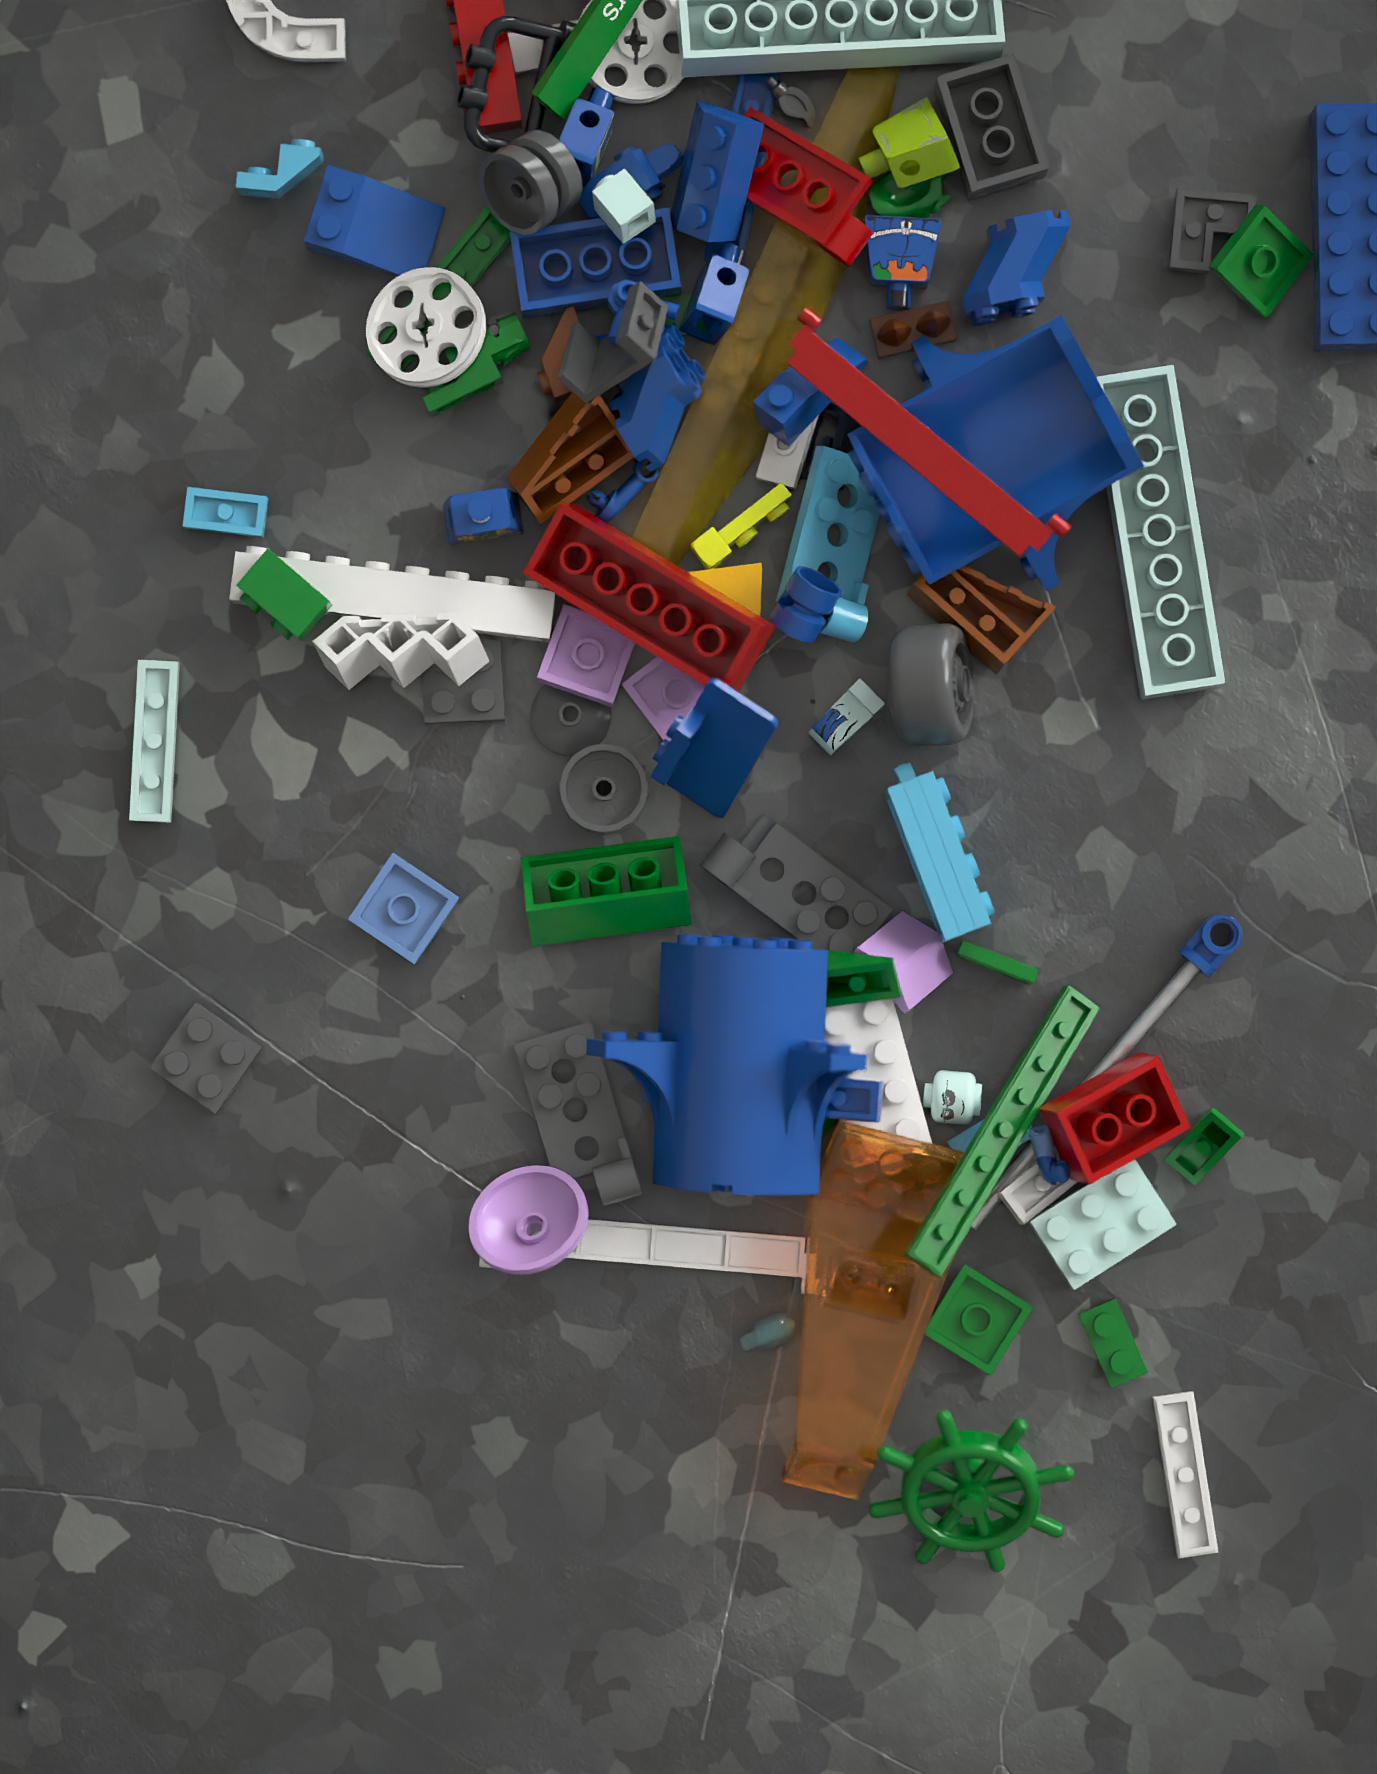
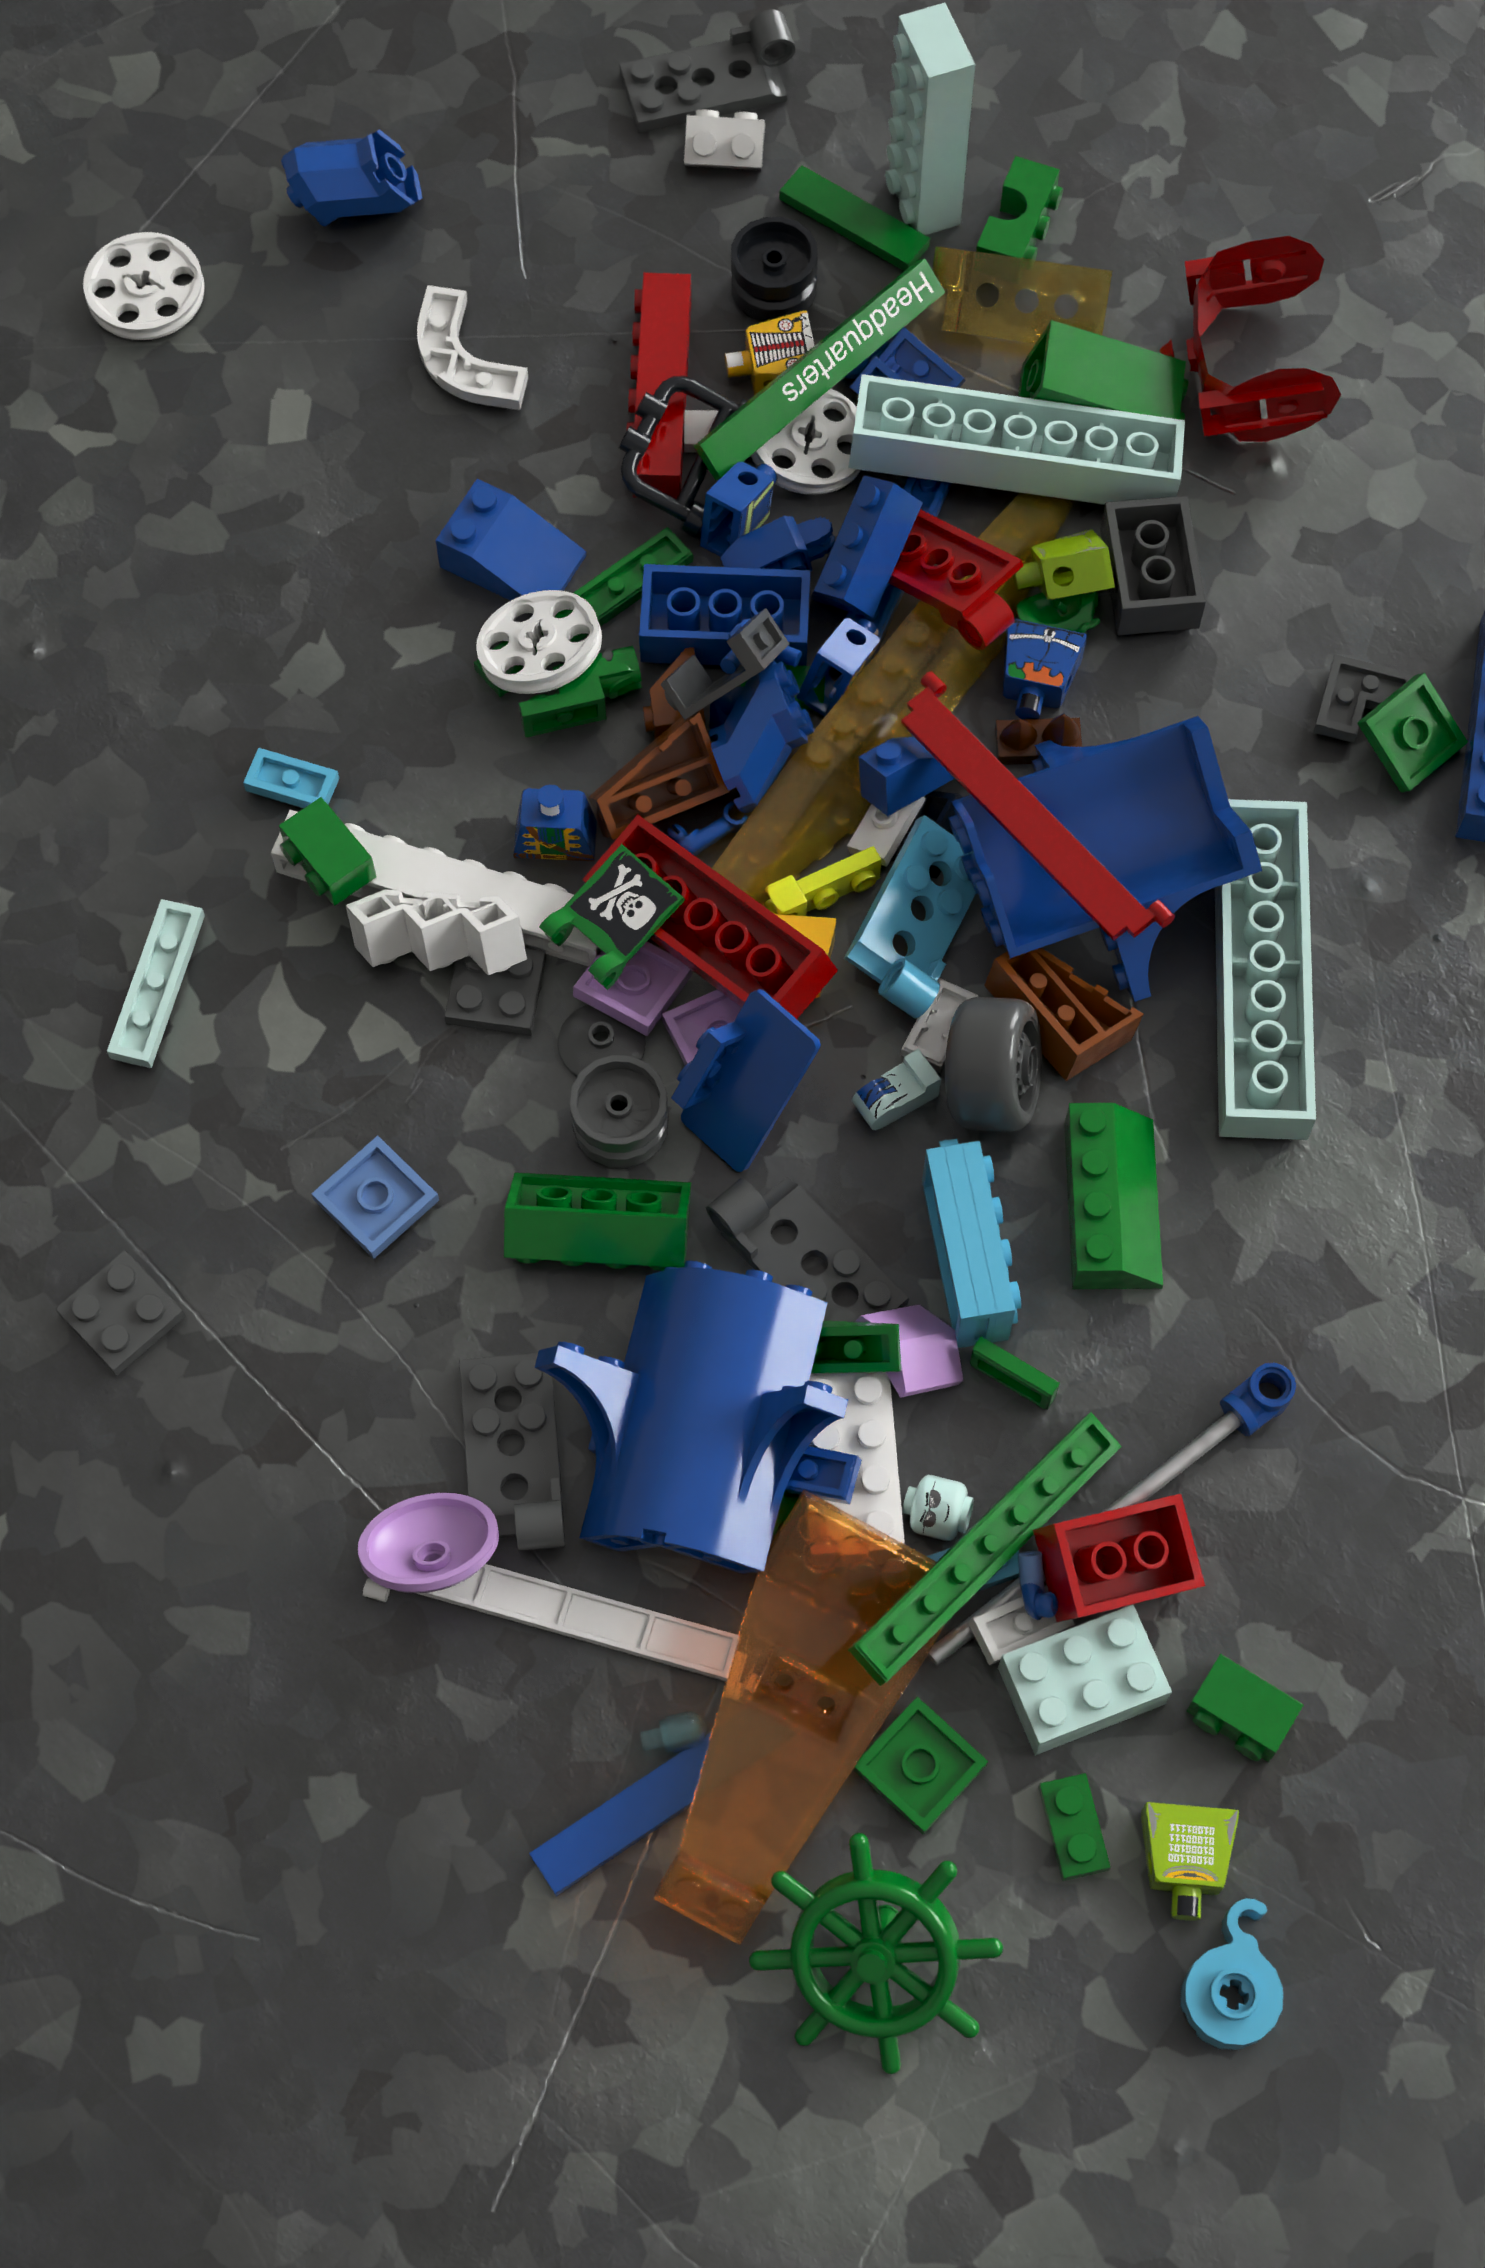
camera: 10 degrees right, 20 degrees down
(294, 165) = (443, 488): medium azure slope -> none
(530, 182) = (675, 518): dark grey wheel -> none
(564, 606) = (616, 912): none -> flag
(623, 205) = (764, 553): light aqua brick -> none
(741, 1411) = (620, 1821): none -> blue tile
(792, 102) = (954, 511): dark grey piece -> none
(807, 600) = (874, 957): blue wheel -> none
(870, 654) = (933, 1027): none -> white plate
(1014, 267) = (1155, 685): blue brick -> none
(1056, 780) = (1112, 1198): none -> green slope
(1185, 1474) = (1135, 2002): white tile -> none
(1203, 1145) = (1217, 1614): green slope -> none
(1210, 1349) = (1188, 1852): none -> lime torso
(1237, 1219) = (1244, 1709): none -> green brick
(1260, 1431) = (1236, 1965): none -> medium azure piece

